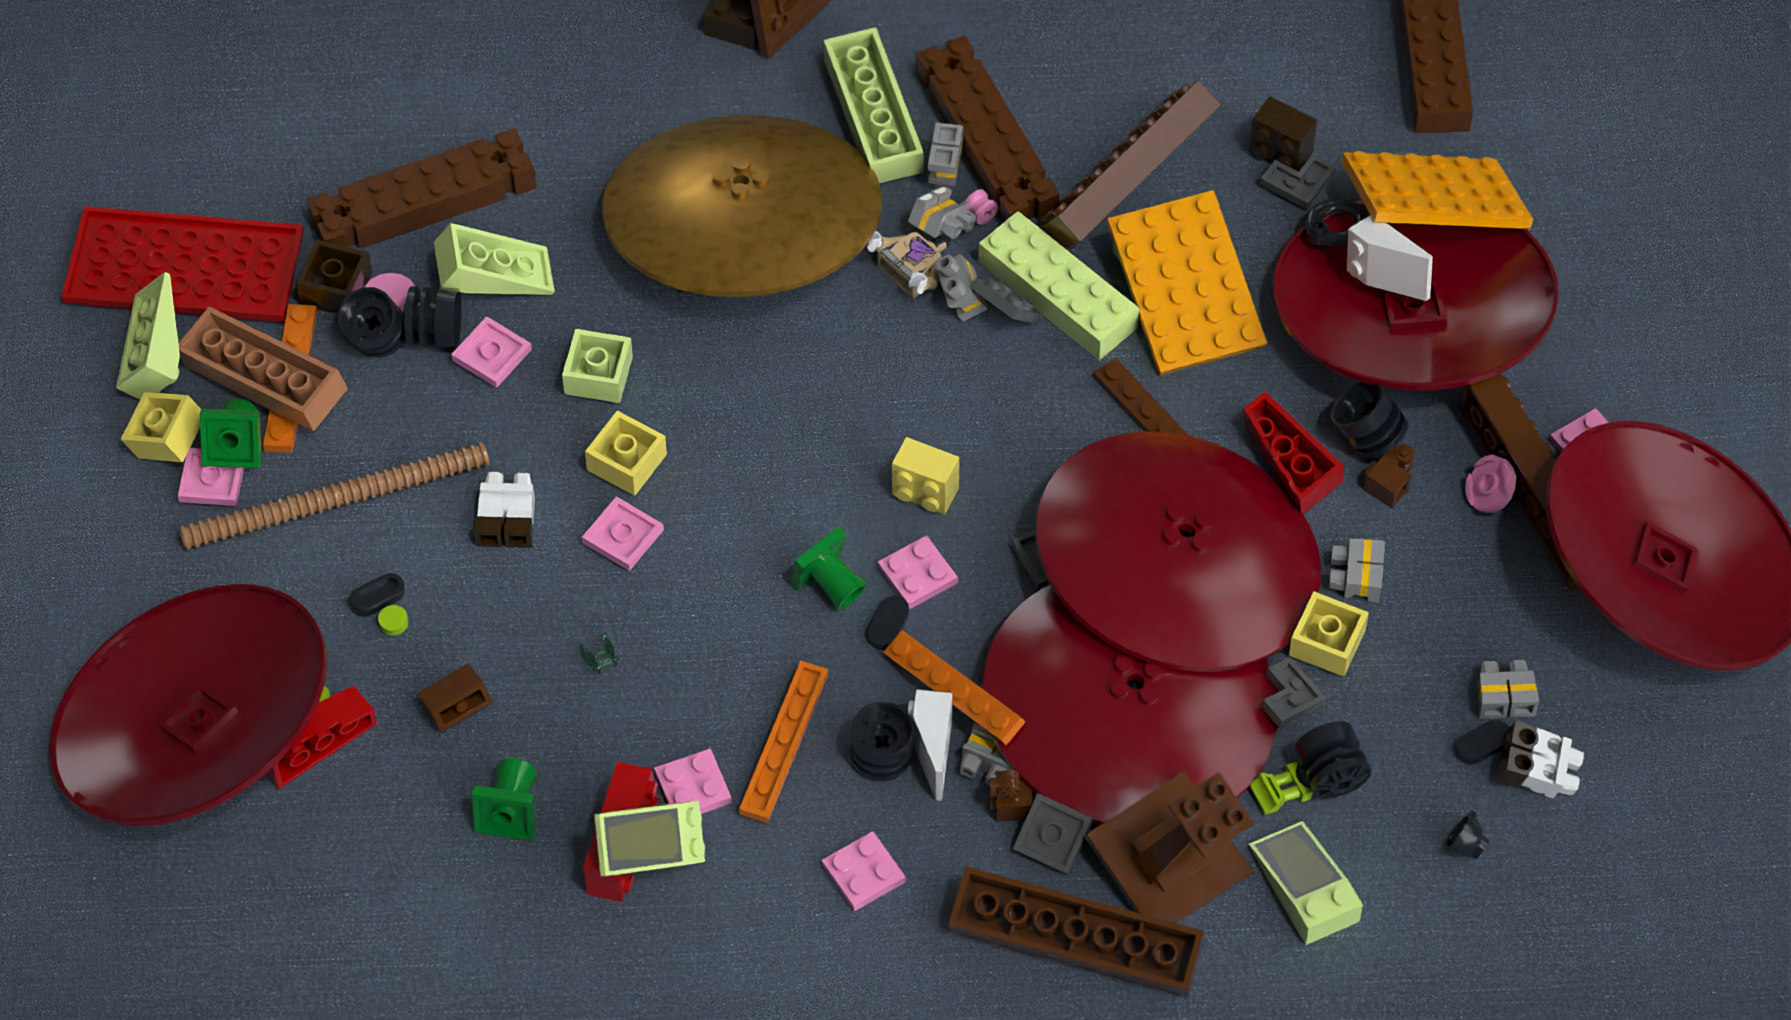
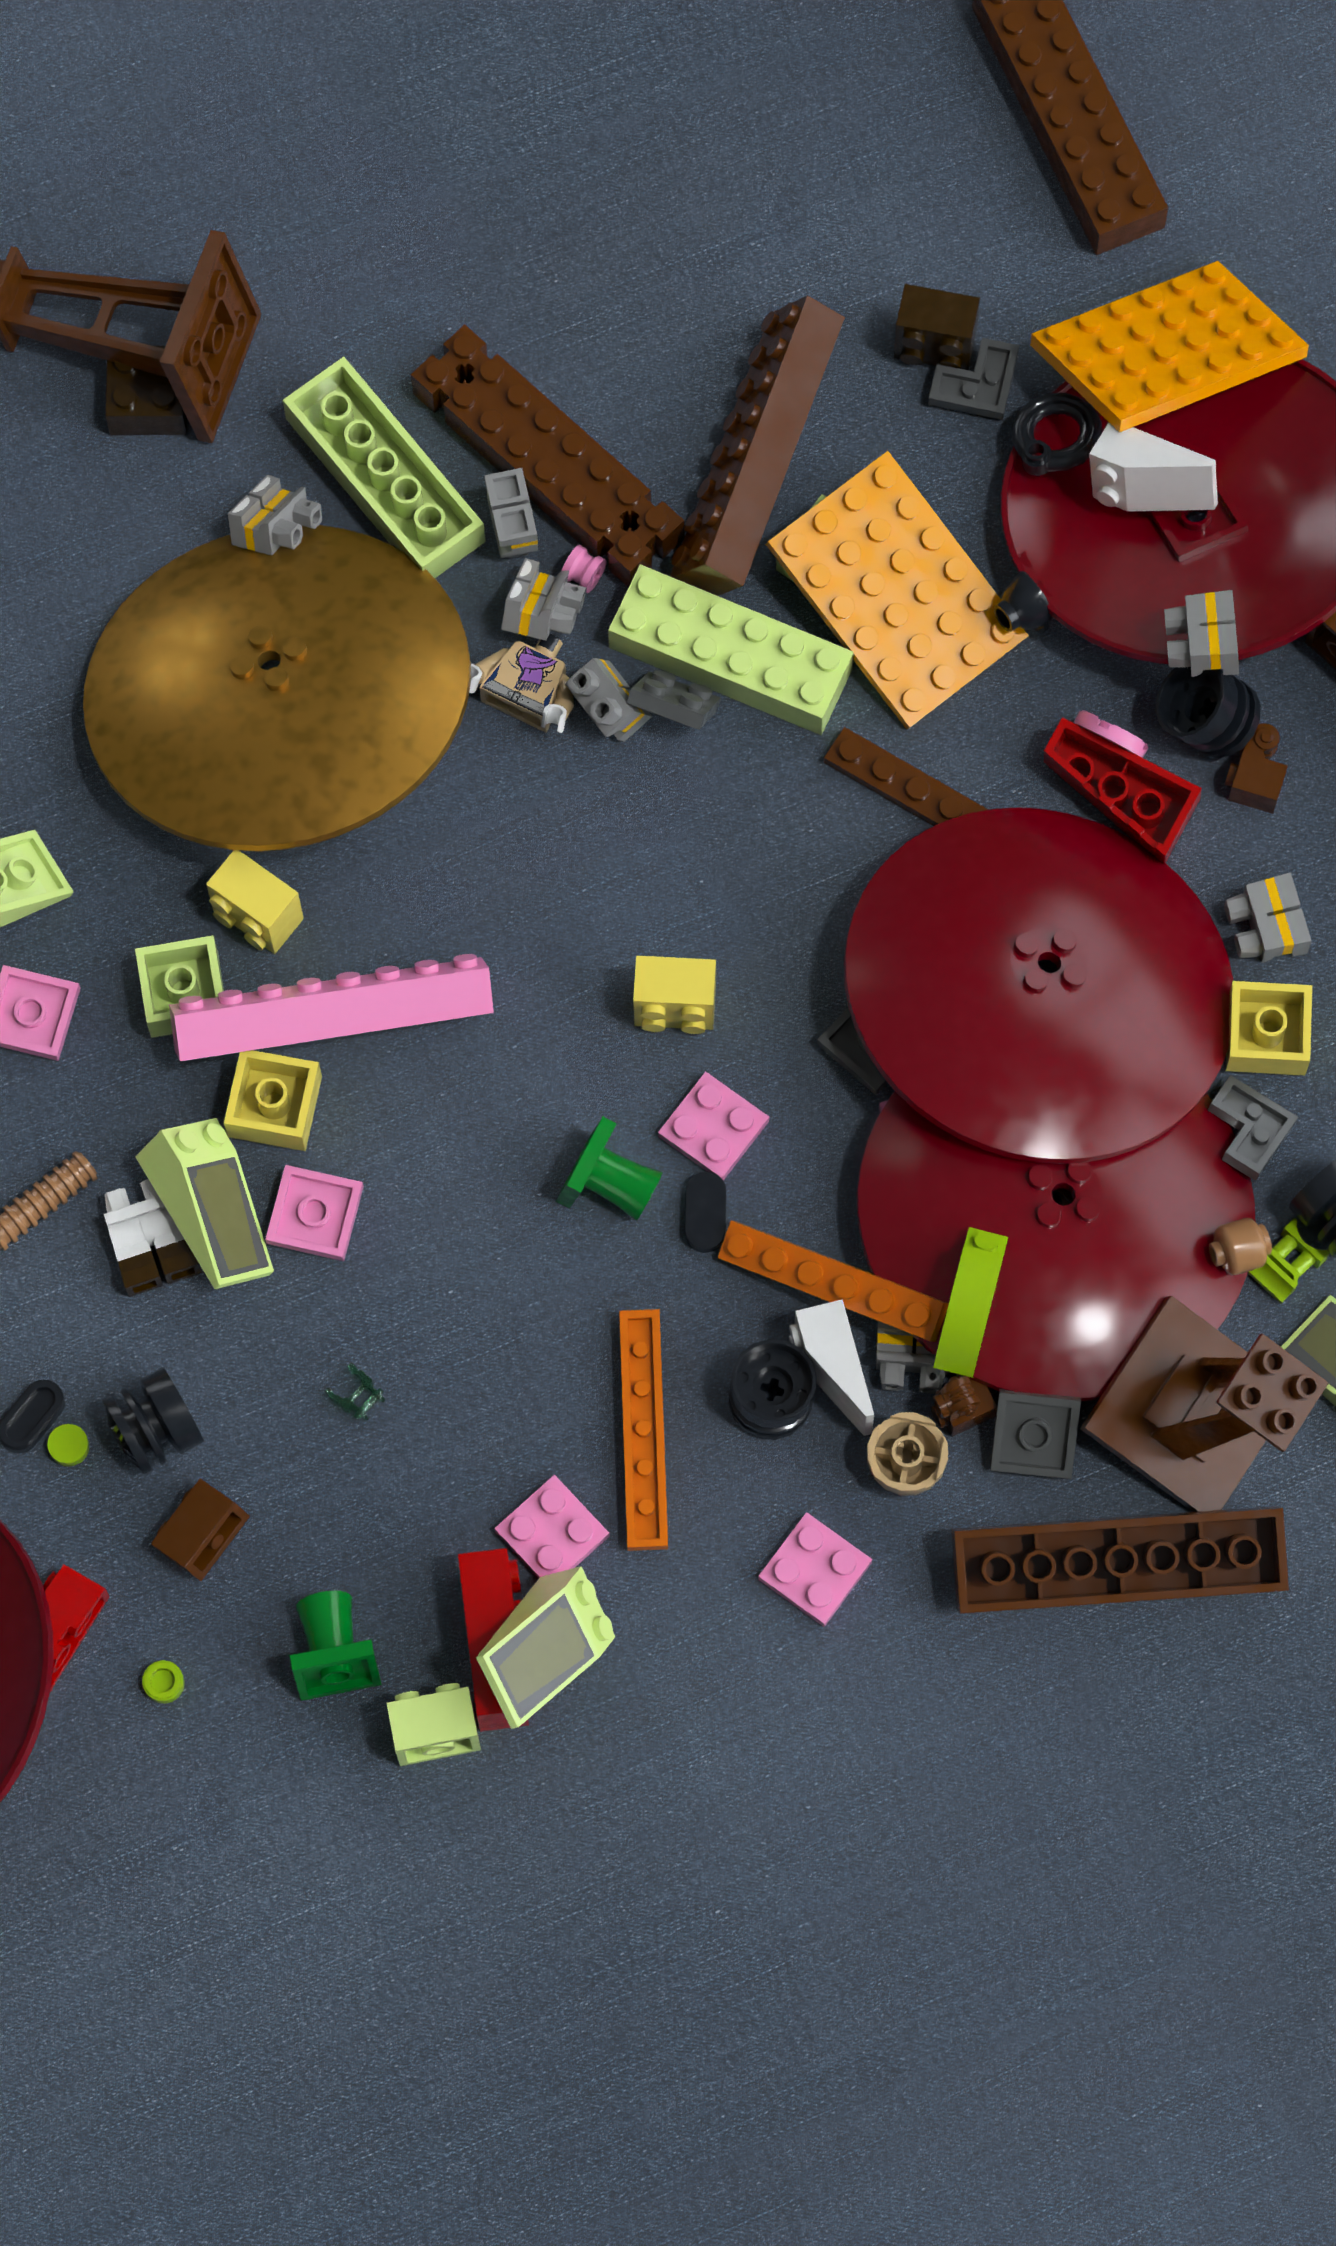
camera: 20 degrees left, 15 degrees up
(387, 787) = (163, 1681): none -> lime tile
(453, 618) = (152, 1421): none -> black wheel
(553, 871) = (433, 1724): none -> yellowish green brick
(554, 496) = (208, 1200): none -> slope
(668, 330) = (254, 902): none -> light yellow brick
(689, 407) = (331, 1007): none -> bright pink brick
(785, 107) = (272, 517): none -> light grey hips
(956, 813) = (907, 1453): none -> tan cylinder
(1036, 720) = (970, 1302): none -> lime arch
(1248, 760) = (1240, 1246): none -> medium nougat head
(1268, 318) = (1023, 606): none -> black piece
(1297, 413) = (1111, 733): none -> bright pink tile
(1384, 362) = (1210, 630): none -> light grey hips

